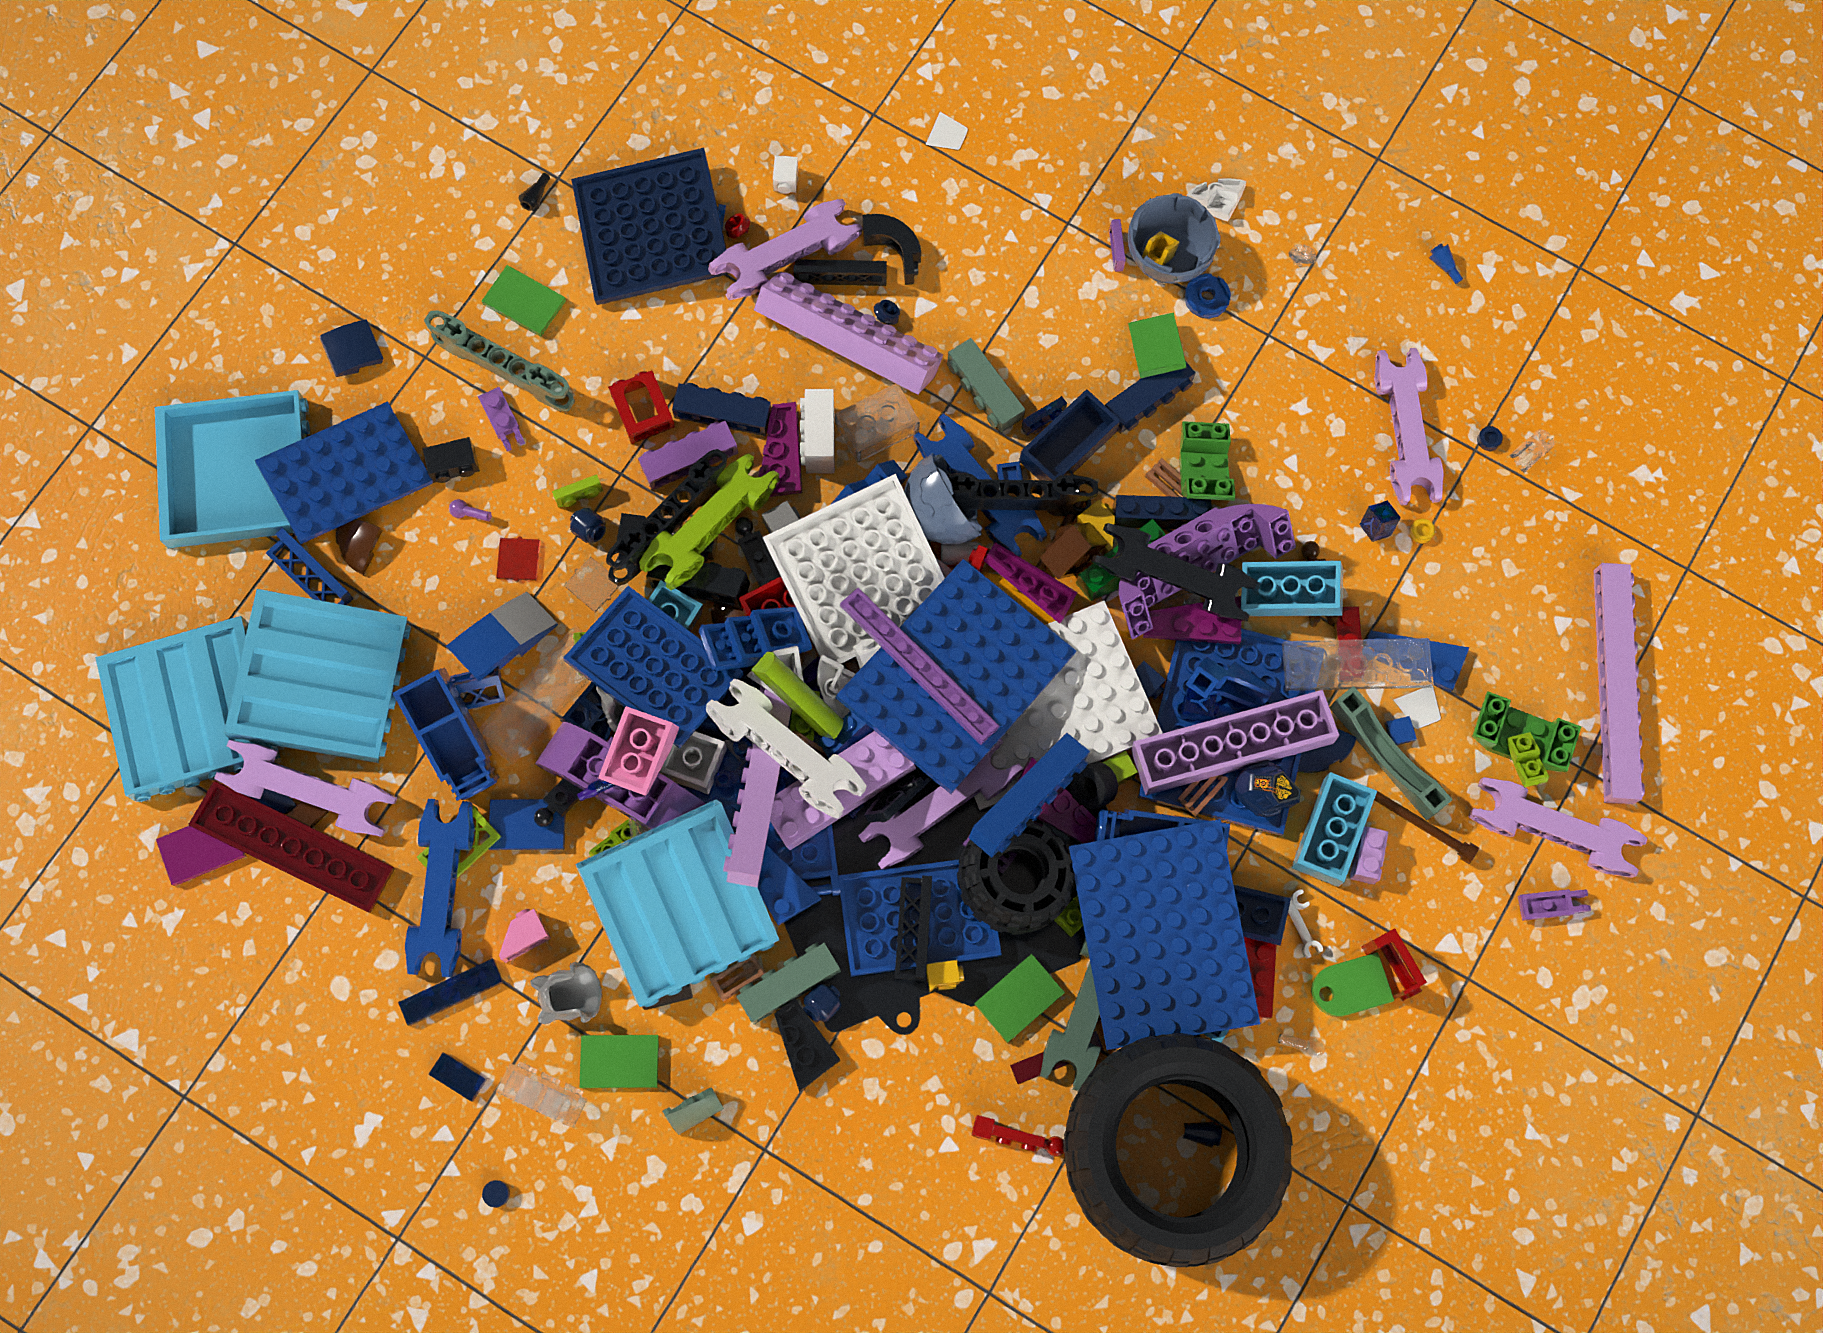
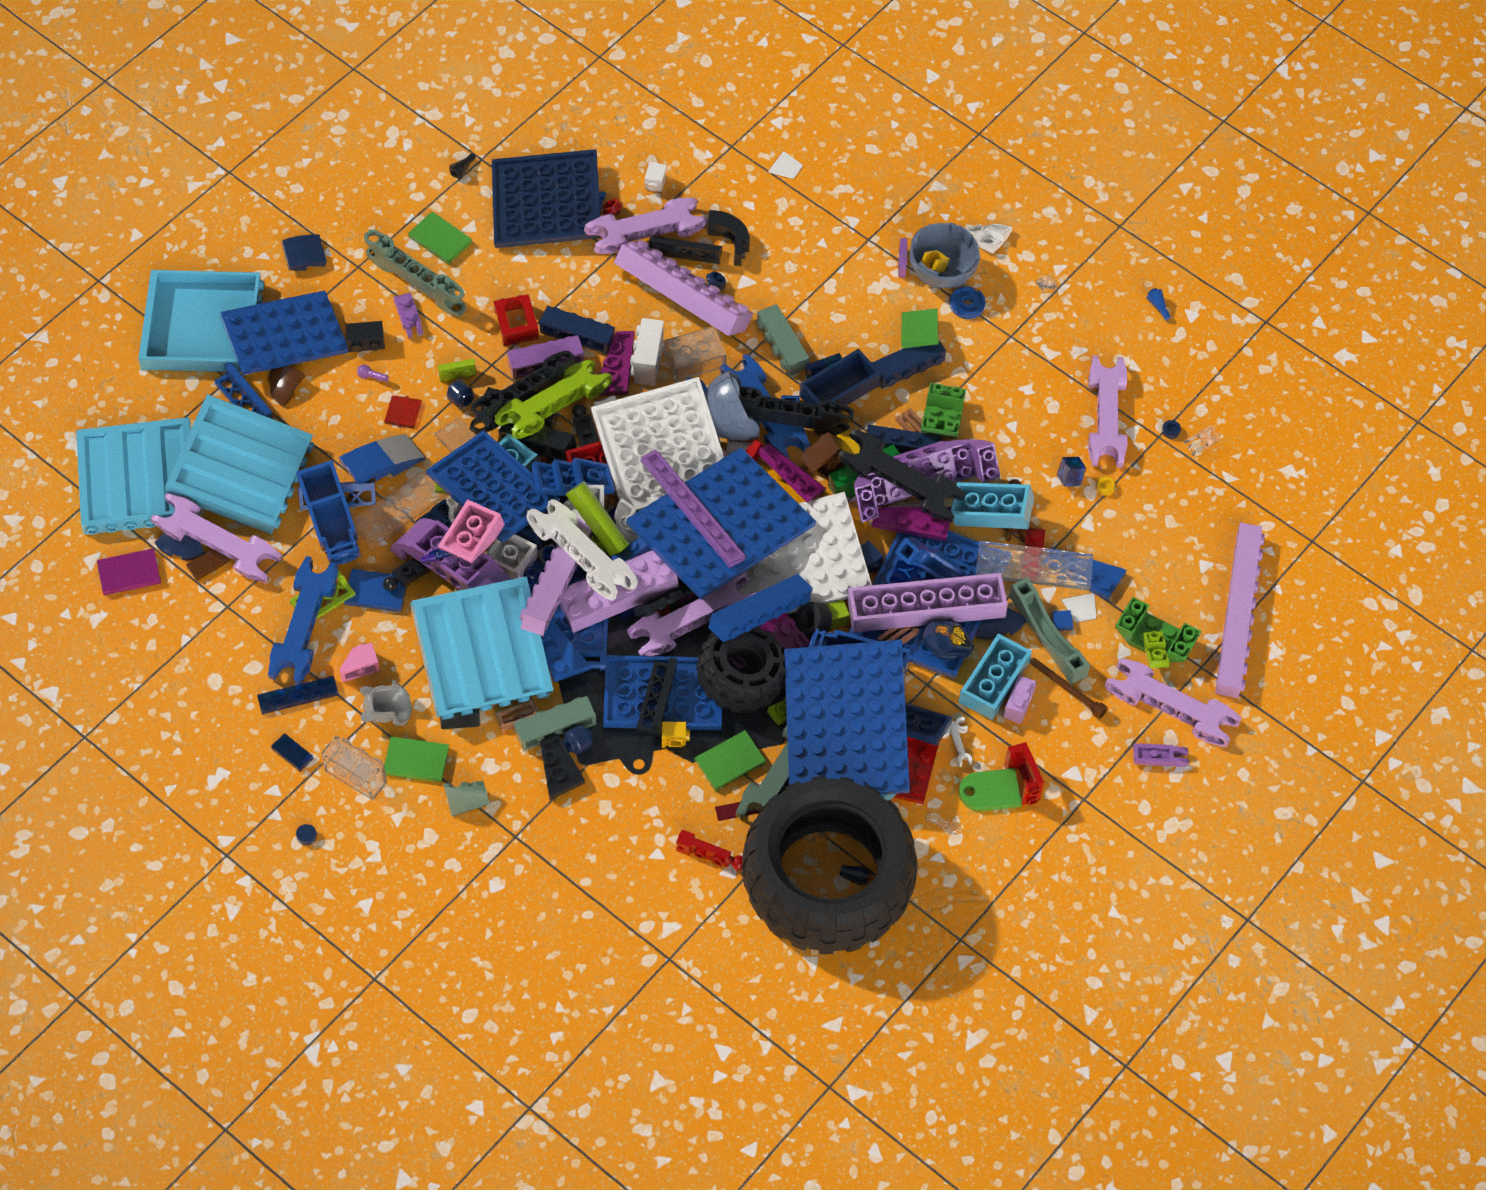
camera: 10 degrees right, 15 degrees down
(291, 847) = (197, 578): dark red plate -> none

